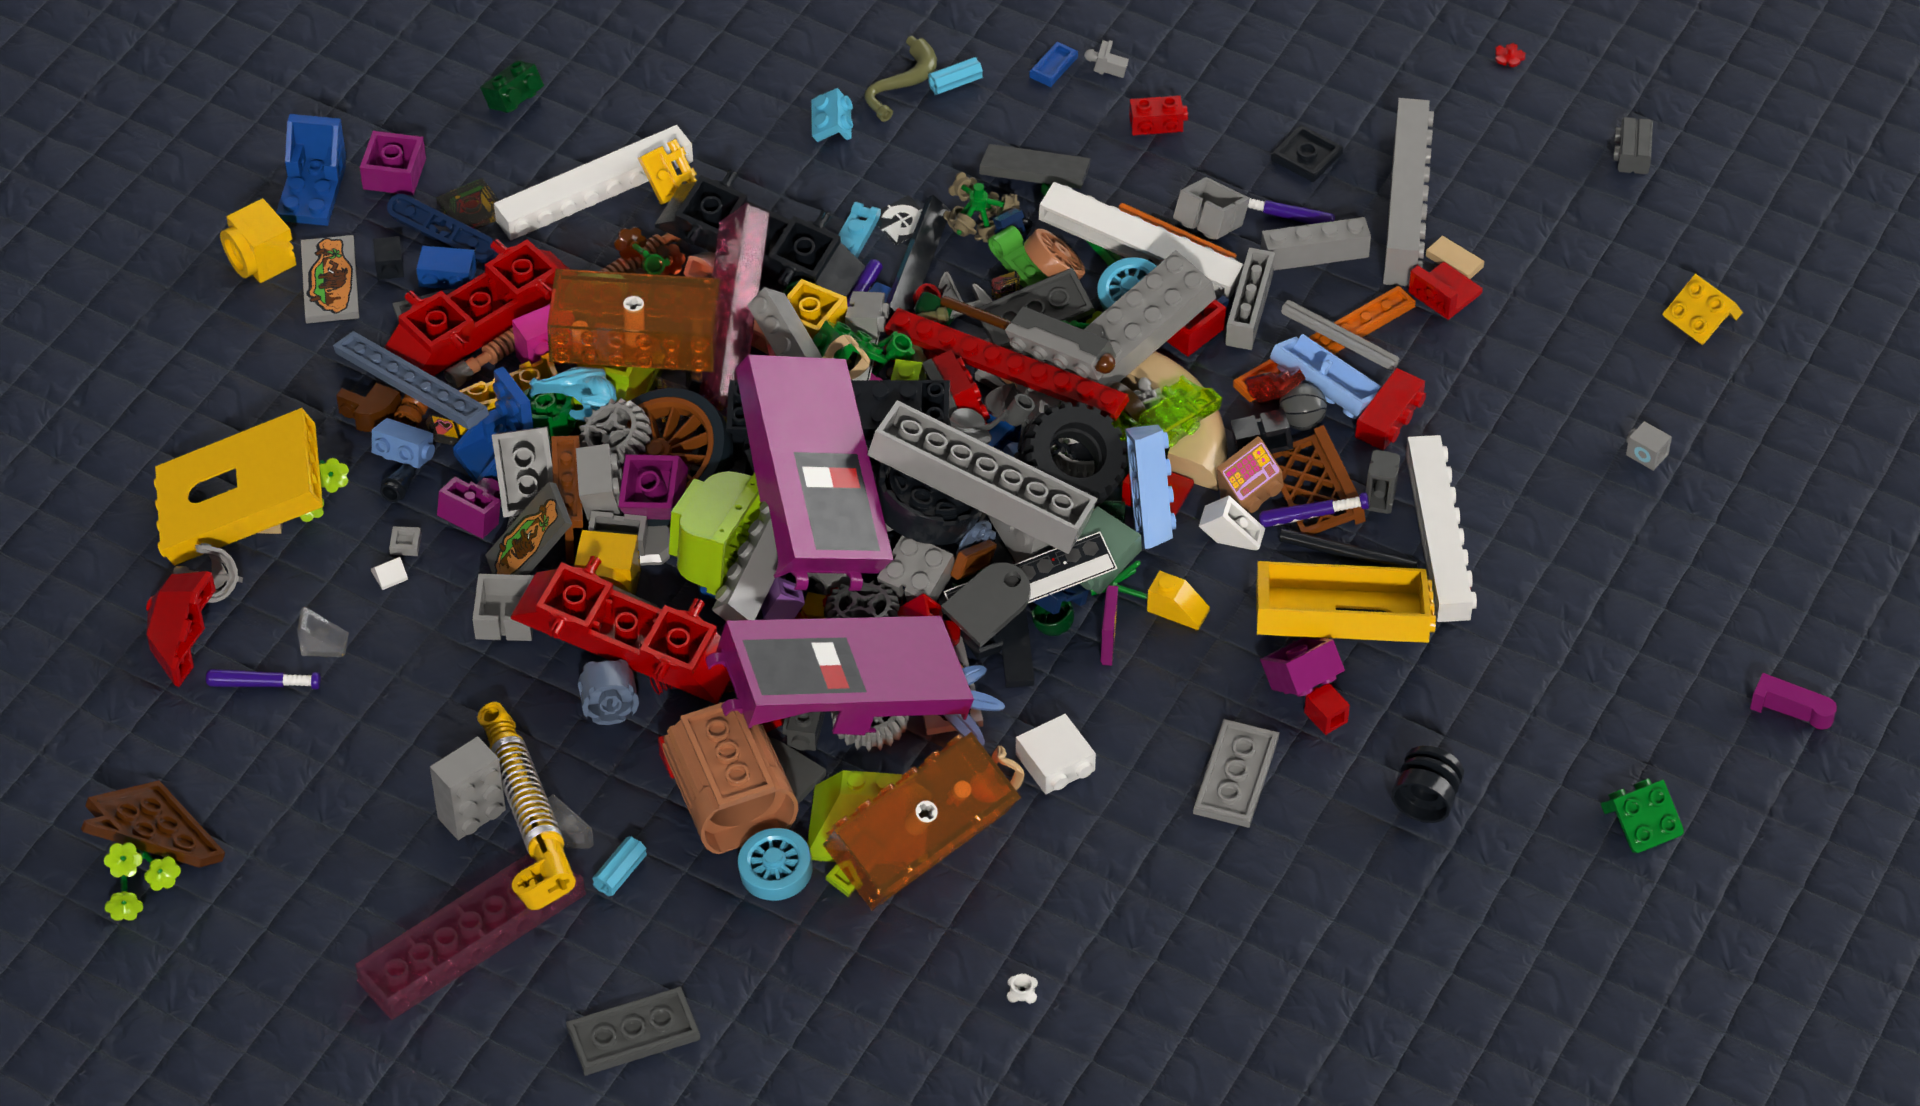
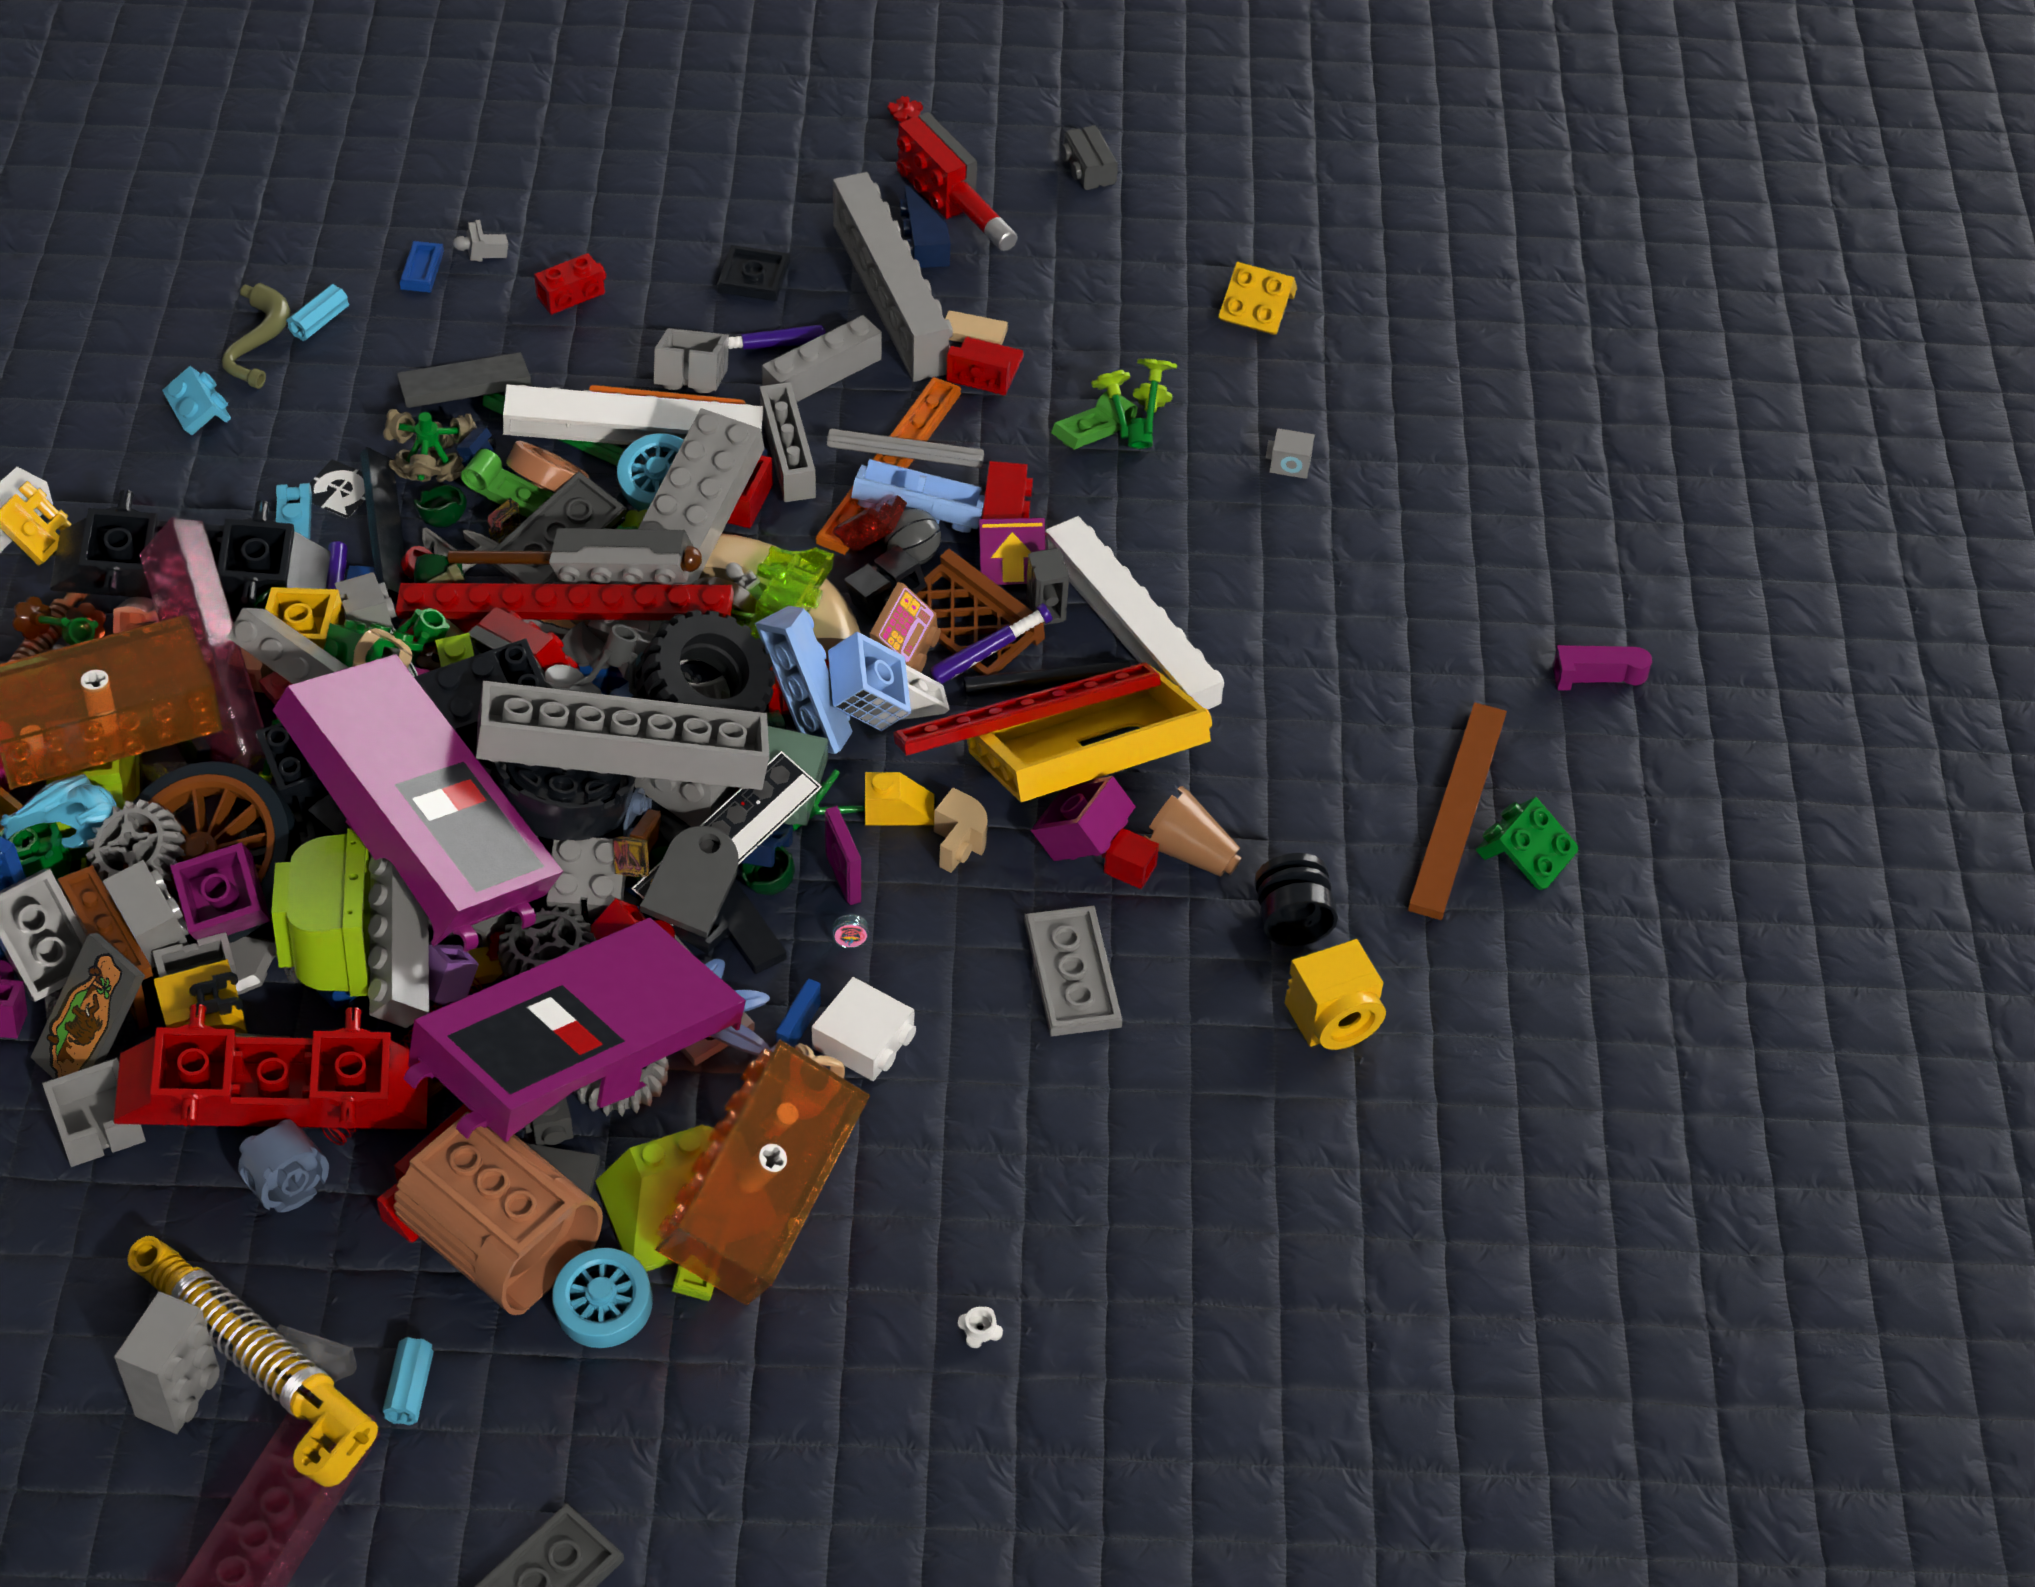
camera: 30 degrees left, 0 degrees up
(621, 548) = (213, 987): none -> black piece
(950, 567) = (631, 857): none -> clear smoke tile
(965, 259) = (441, 506): none -> dark green hair
(1006, 733) = (800, 1013): none -> blue tile
(1088, 682) = (850, 931): none -> tile
(1195, 503) = (869, 681): none -> light blue brick
(1213, 640) = (963, 825): none -> tan brick
(1308, 567) = (1026, 708): none -> red tile
(1371, 434) = (1006, 547): none -> magenta tile
(1380, 707) = (1193, 835): none -> medium nougat cone
(1413, 864) = (1335, 996): none -> yellow piece
(1460, 166) = (926, 231): none -> dark blue slope
(1501, 124) = (947, 176): none -> red piece
(1520, 365) = (1093, 423): none -> bright green plate
(1536, 385) = (1150, 395): none -> plant
(1606, 768) = (1457, 812): none -> dark orange tile

